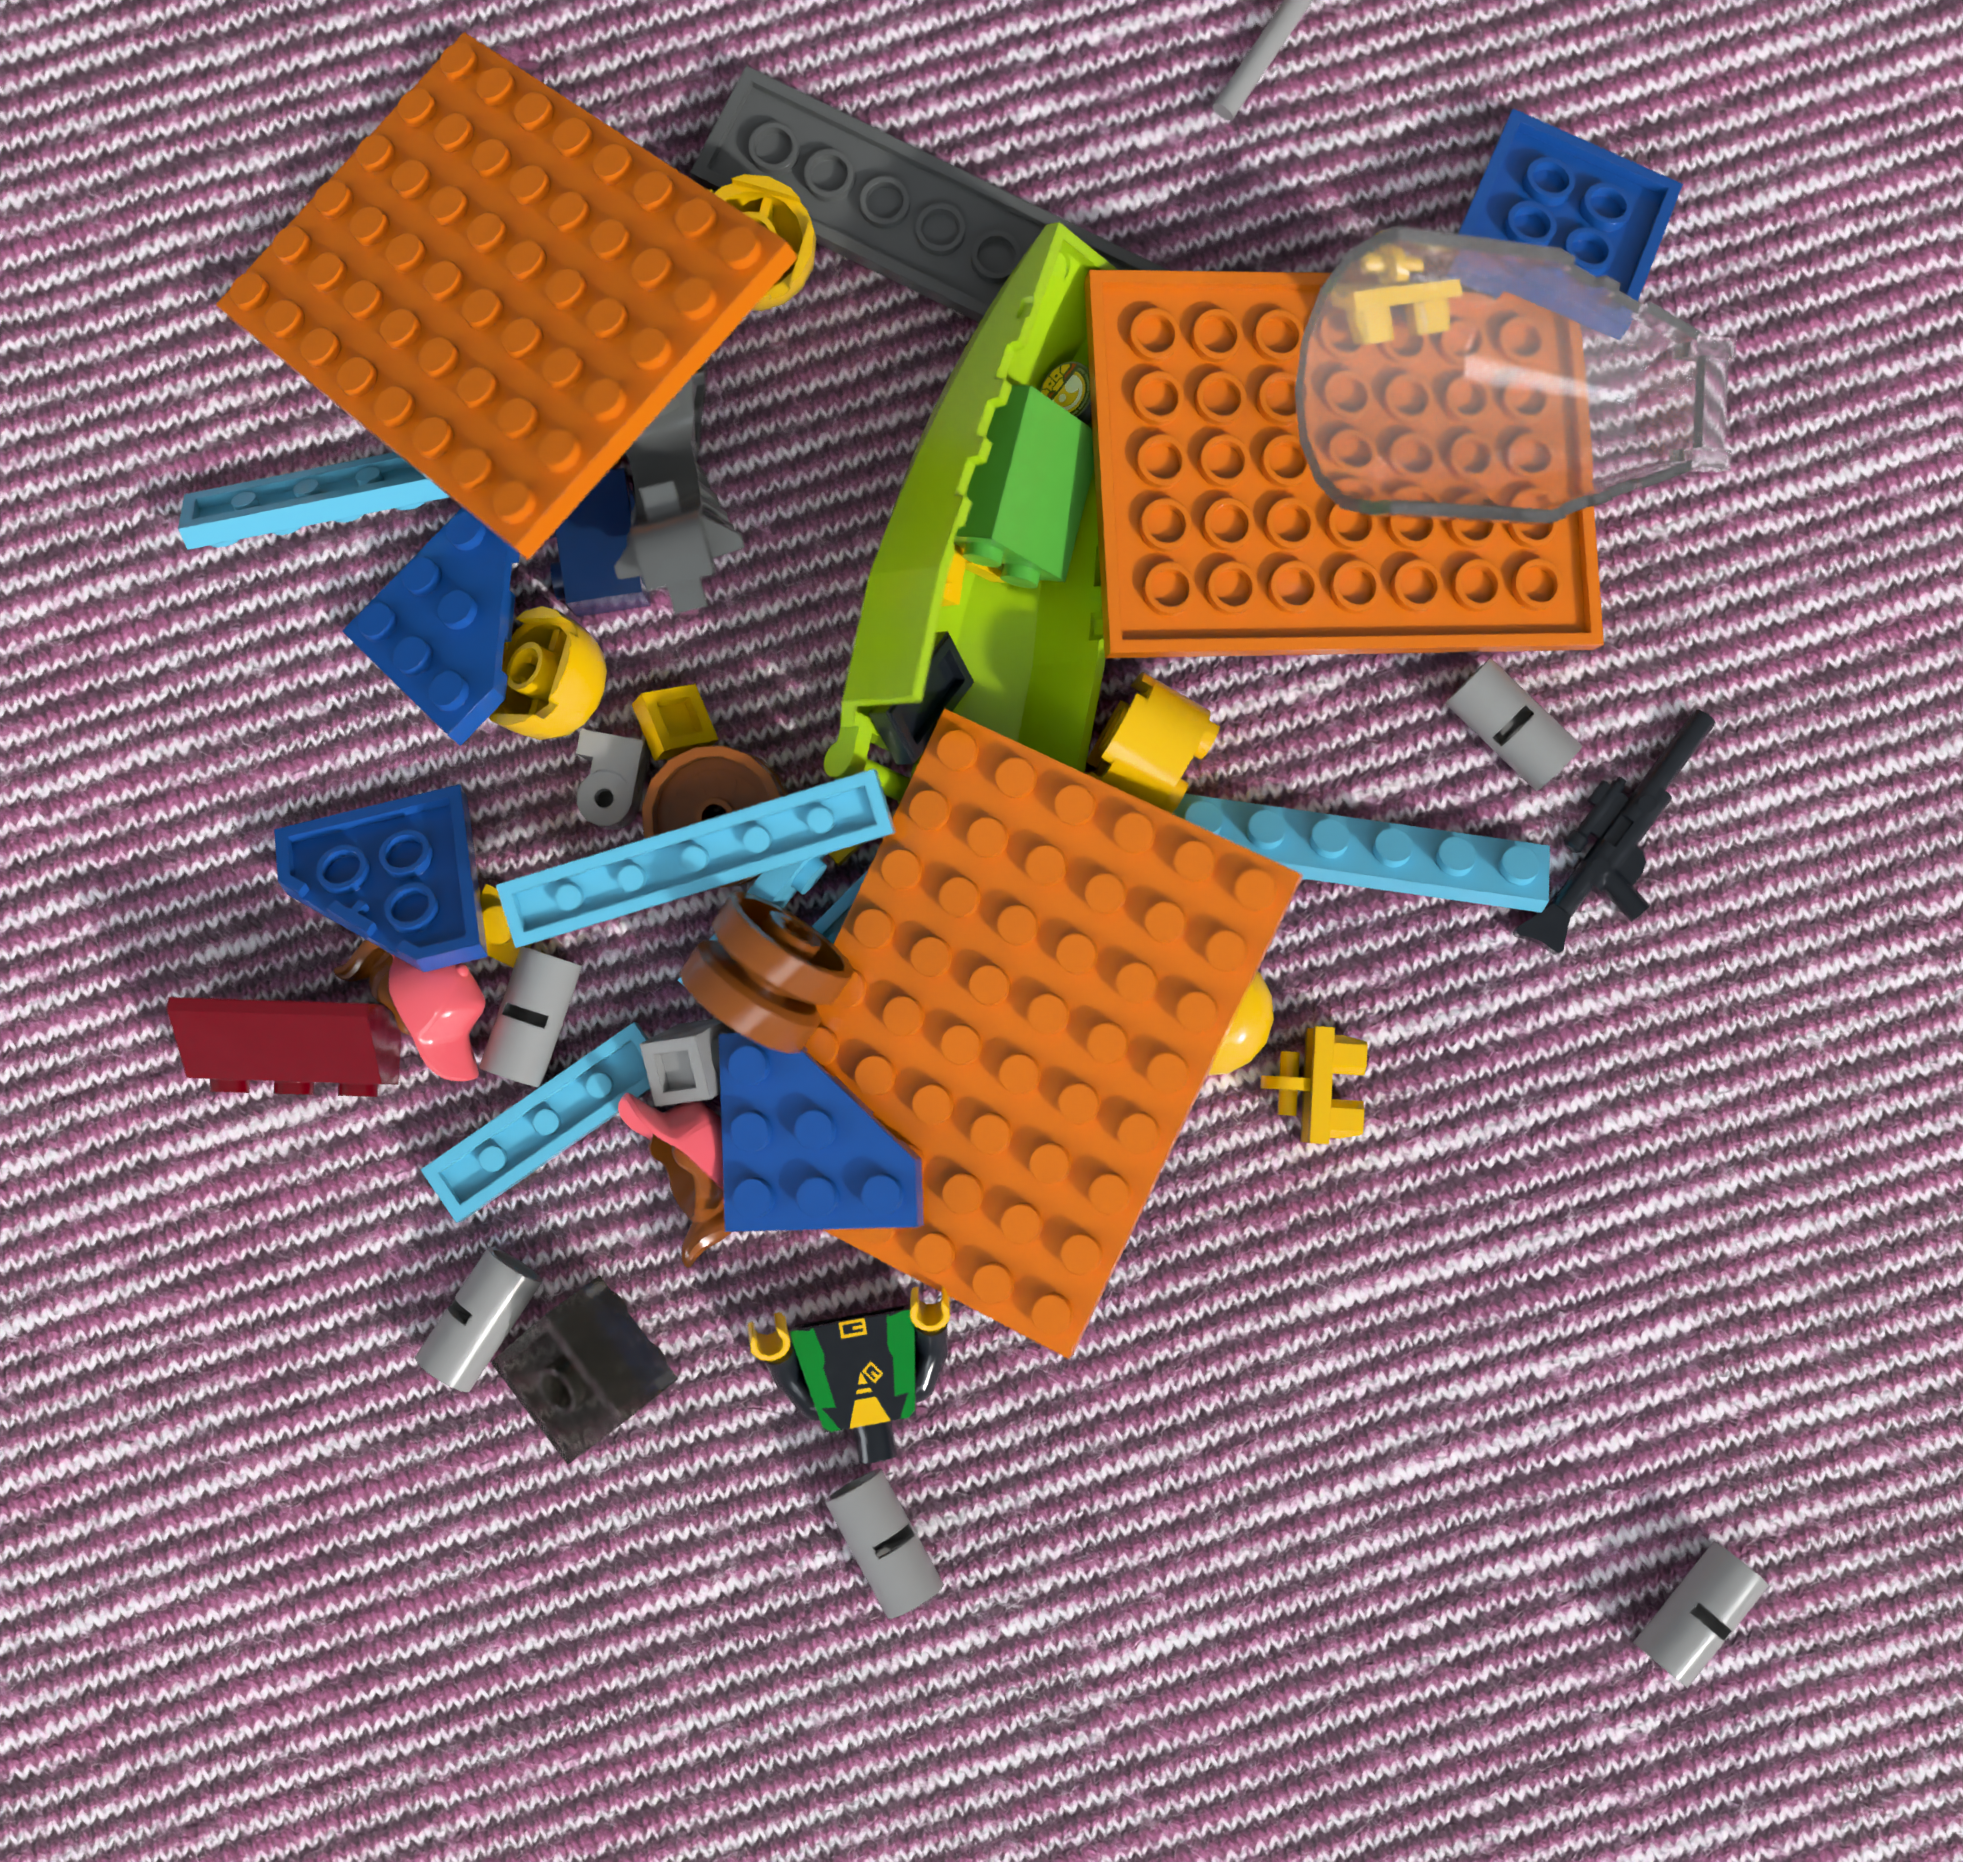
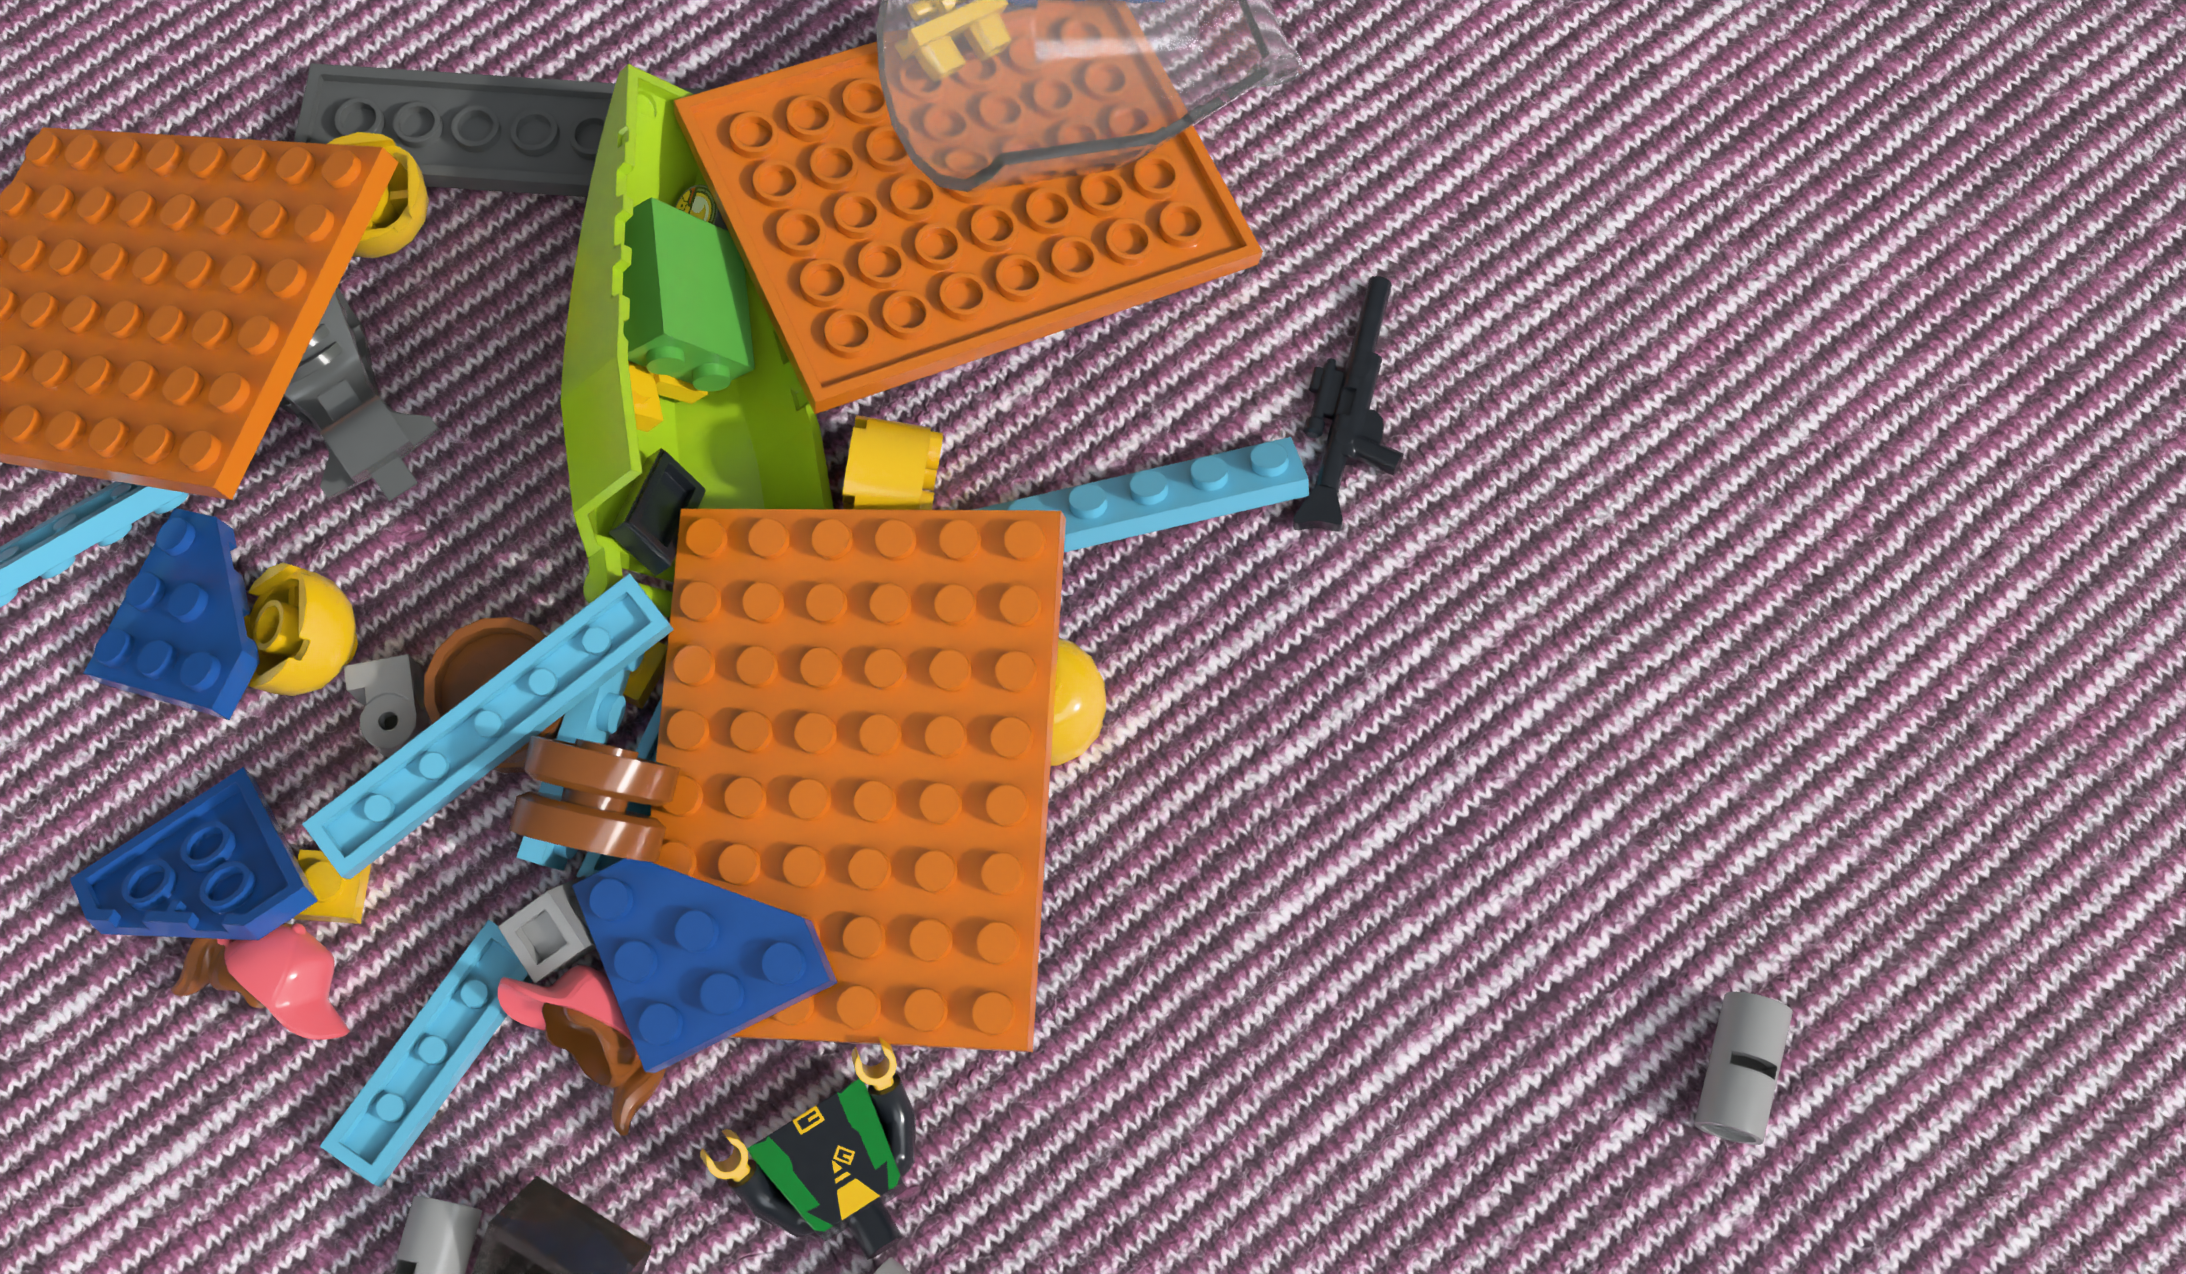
camera: 20 degrees left, 15 degrees down
(286, 1044) = (140, 1068): dark red slope -> none
(530, 1017) = (384, 955): light grey pin -> none
(591, 545) = (309, 526): dark blue brick -> none
(674, 721) = (426, 626): yellow plate -> none
(1321, 1114) = (1184, 747): yellow hips -> none
(1513, 724) = (1212, 346): light grey pin -> none

